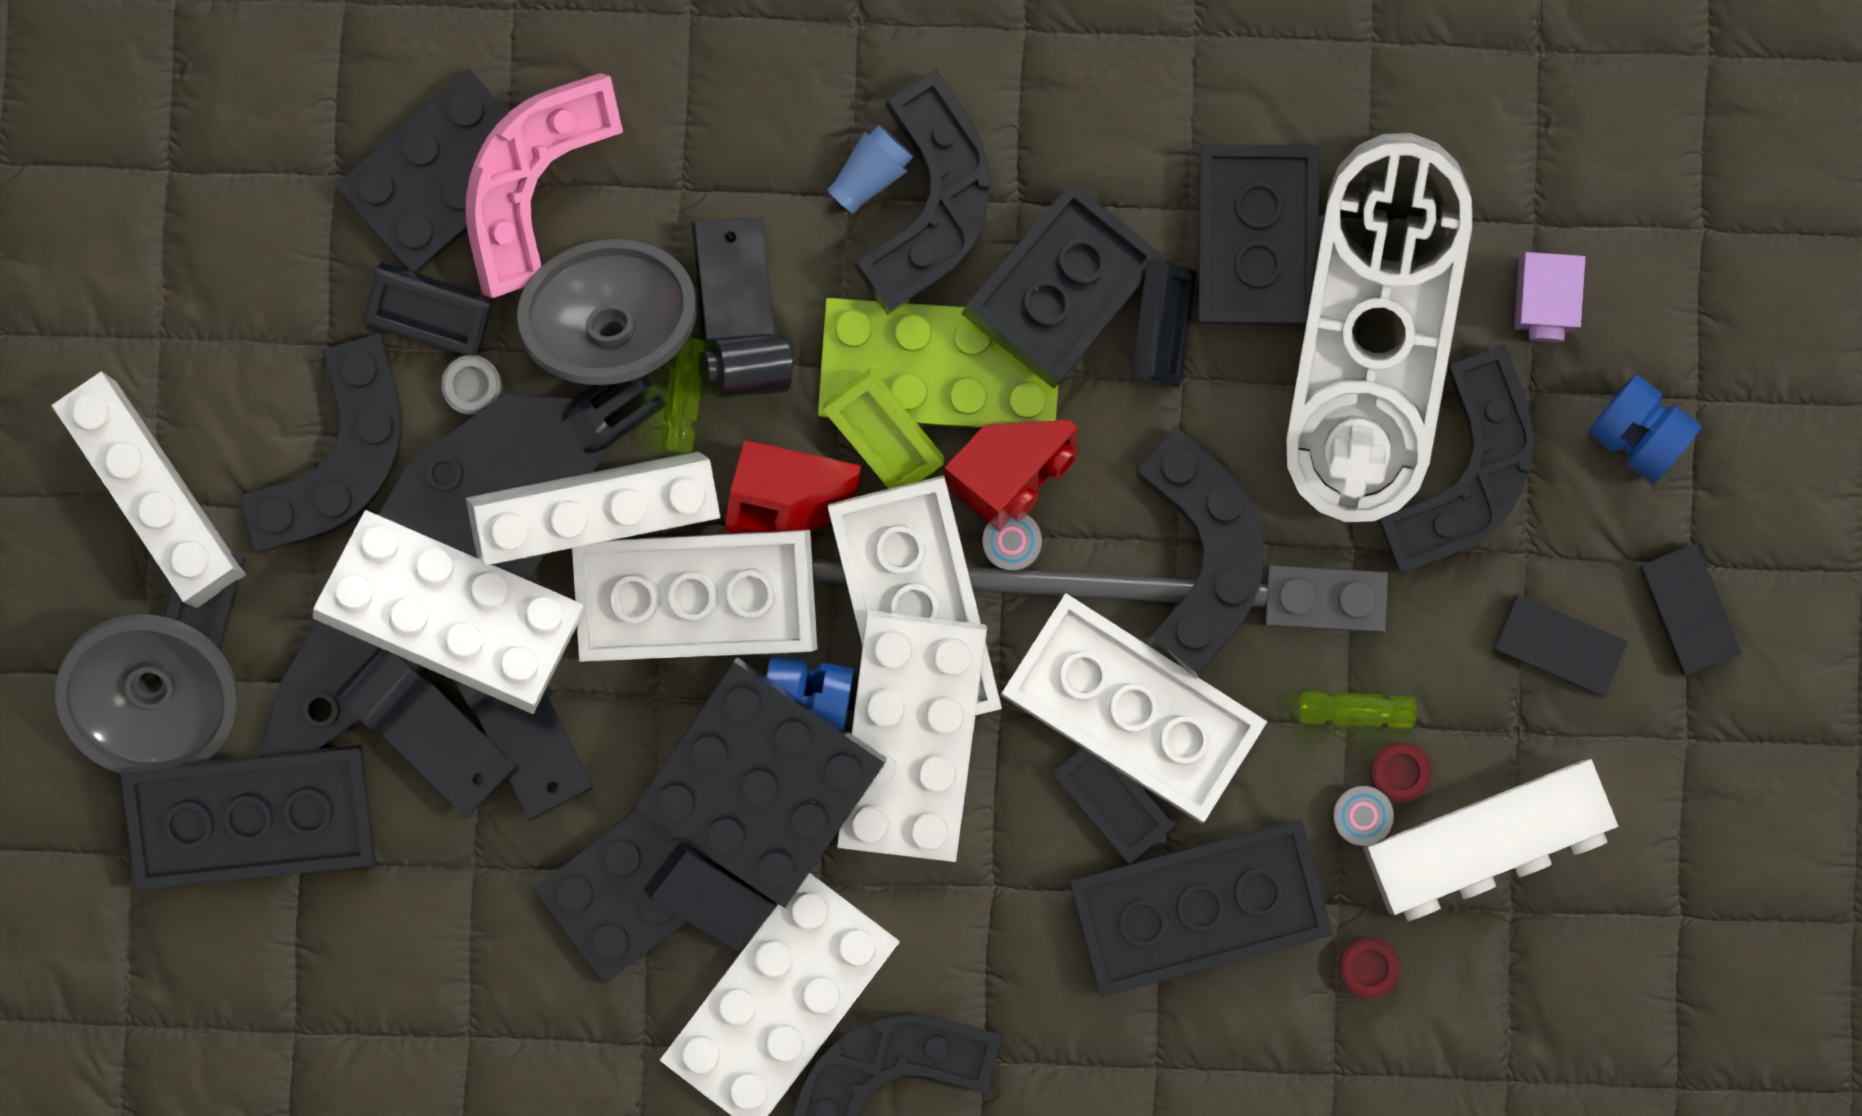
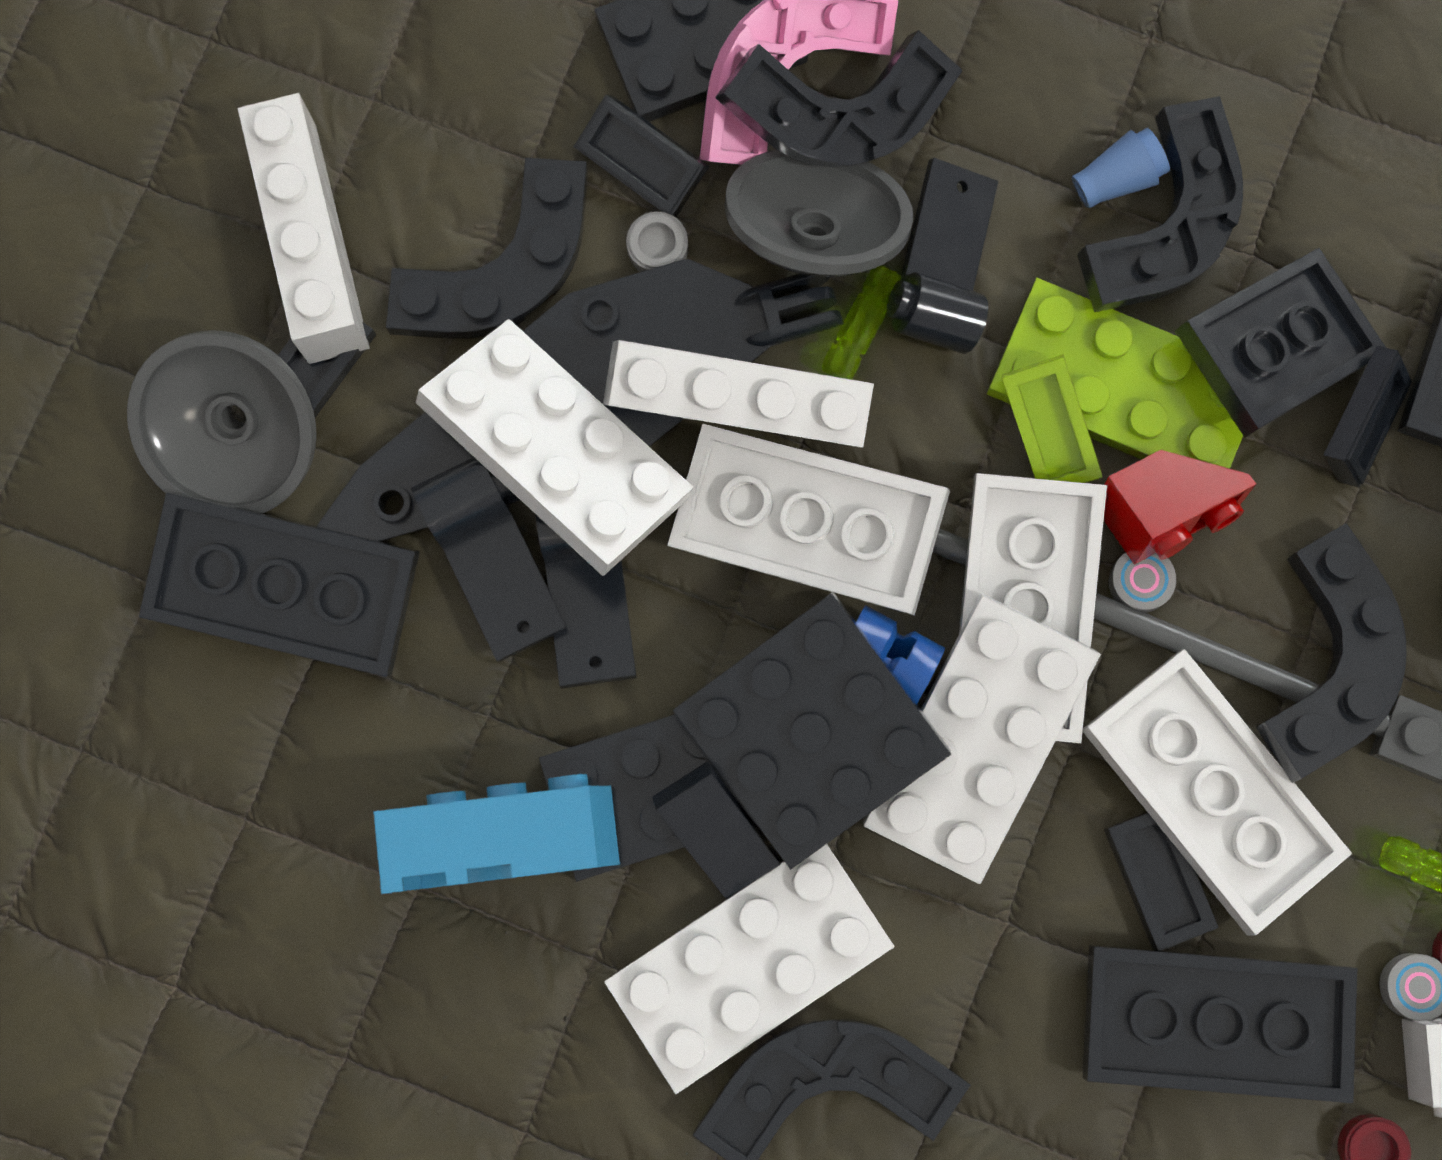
camera: 15 degrees right, 5 degrees down
(523, 968) = (496, 835): none -> dark azure wedge
(609, 224) = (840, 130): none -> black plate
(786, 489) = (937, 445): red slope -> none

